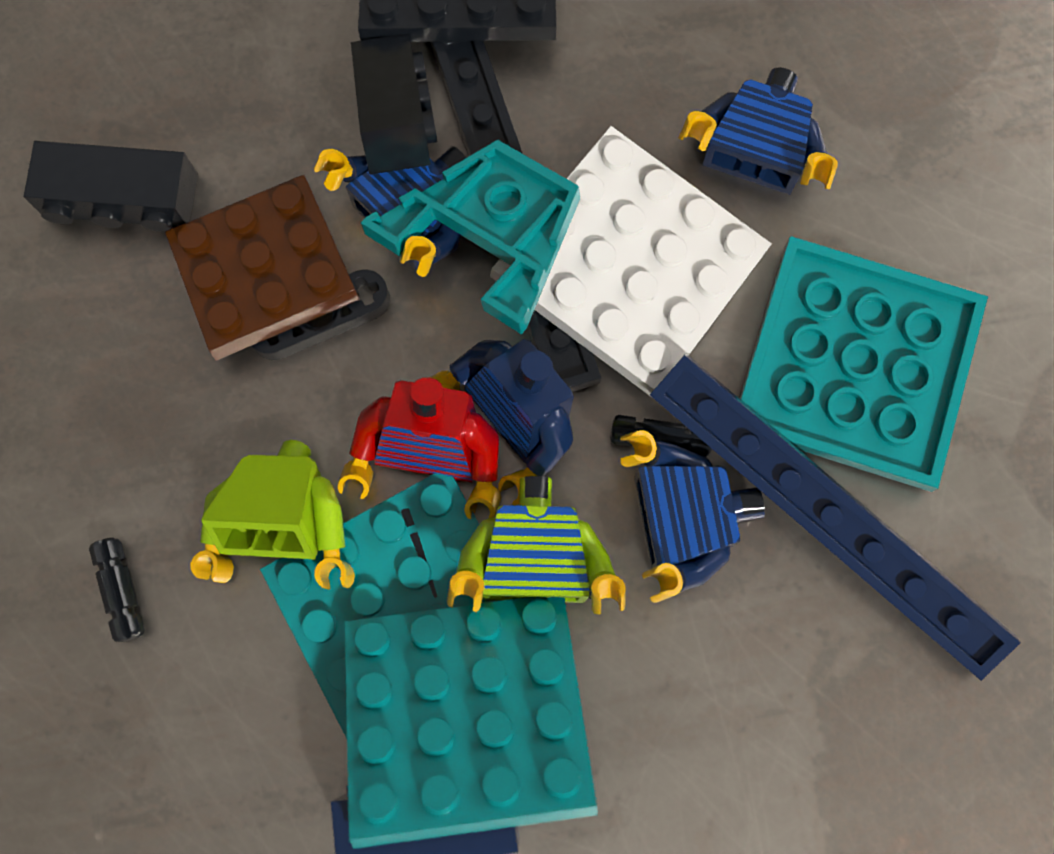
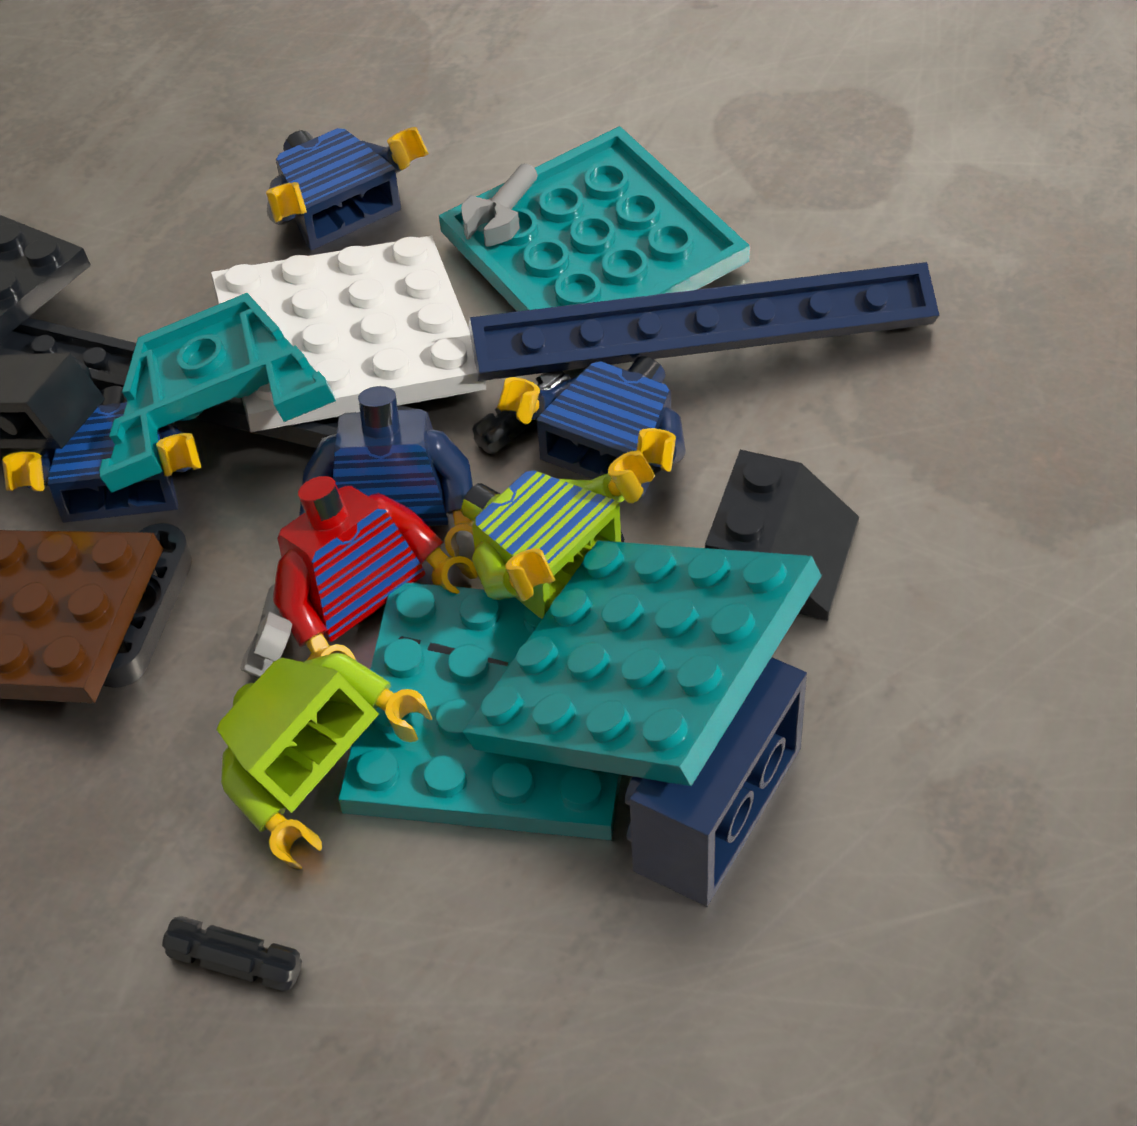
camera: 50 degrees left, 25 degrees down
(338, 429) = (268, 641): none -> light grey bar
(675, 711) = (786, 510): none -> black slope
(827, 276) = (497, 211): none -> light grey bar

